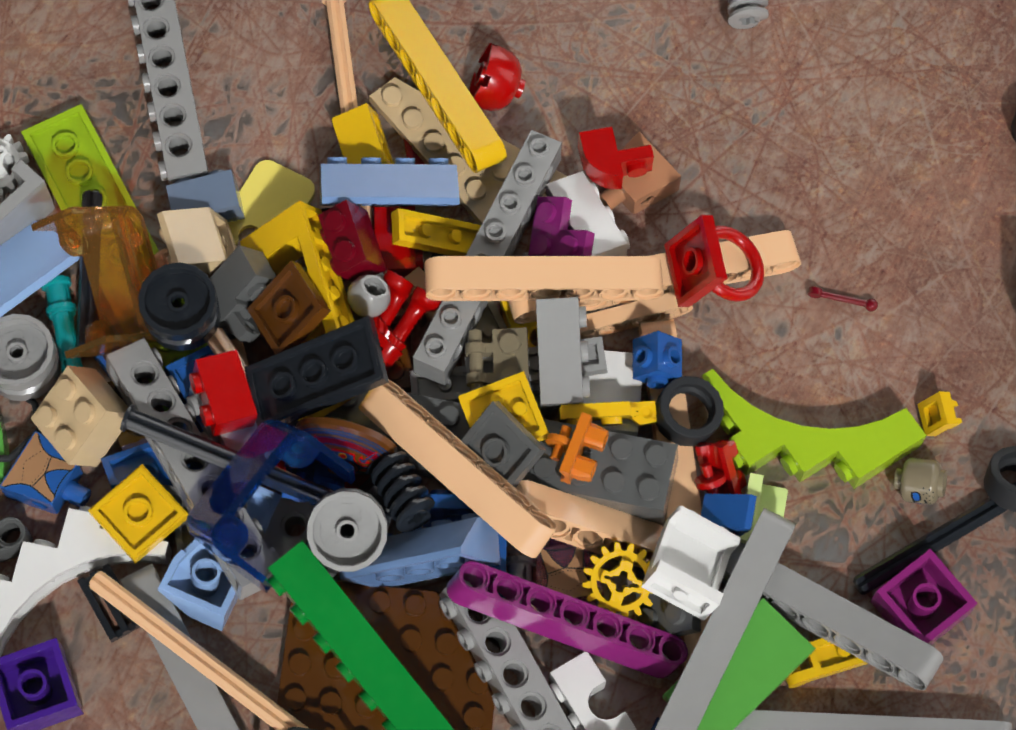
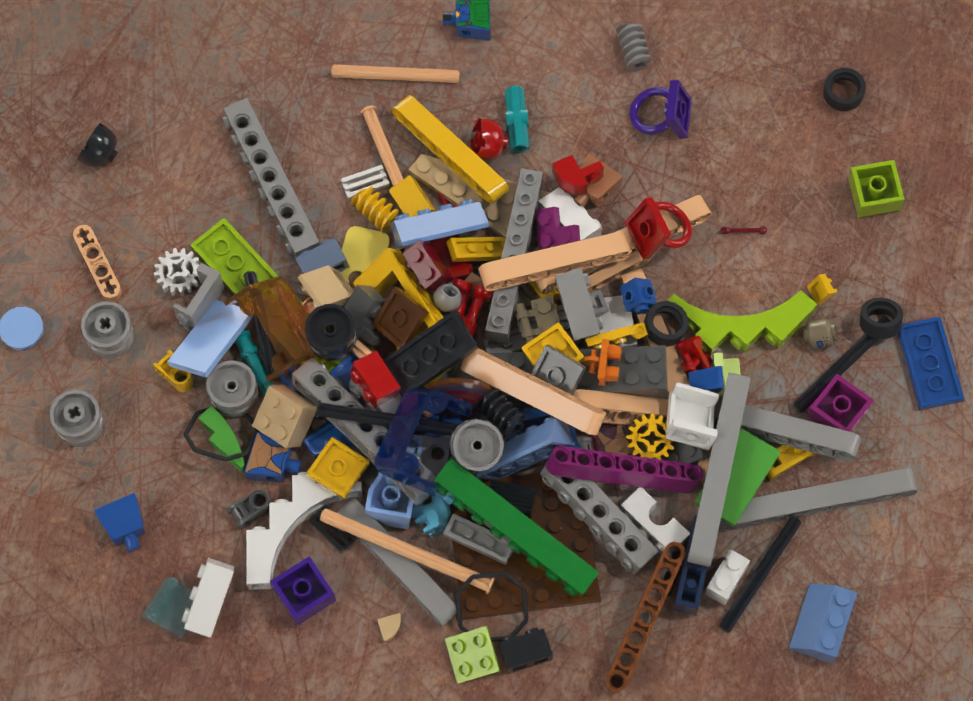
camera: 10 degrees left, 0 degrees up
(264, 618) = (433, 514): none -> medium azure animal
(299, 95) = (362, 175): none -> white tile
(303, 140) = (375, 208): none -> yellow piece
(317, 672) = (477, 539): none -> light grey plate
(393, 622) = (519, 496): none -> black brick
(547, 58) = (517, 119): none -> teal piece
(786, 95) = (676, 110): none -> dark purple tile

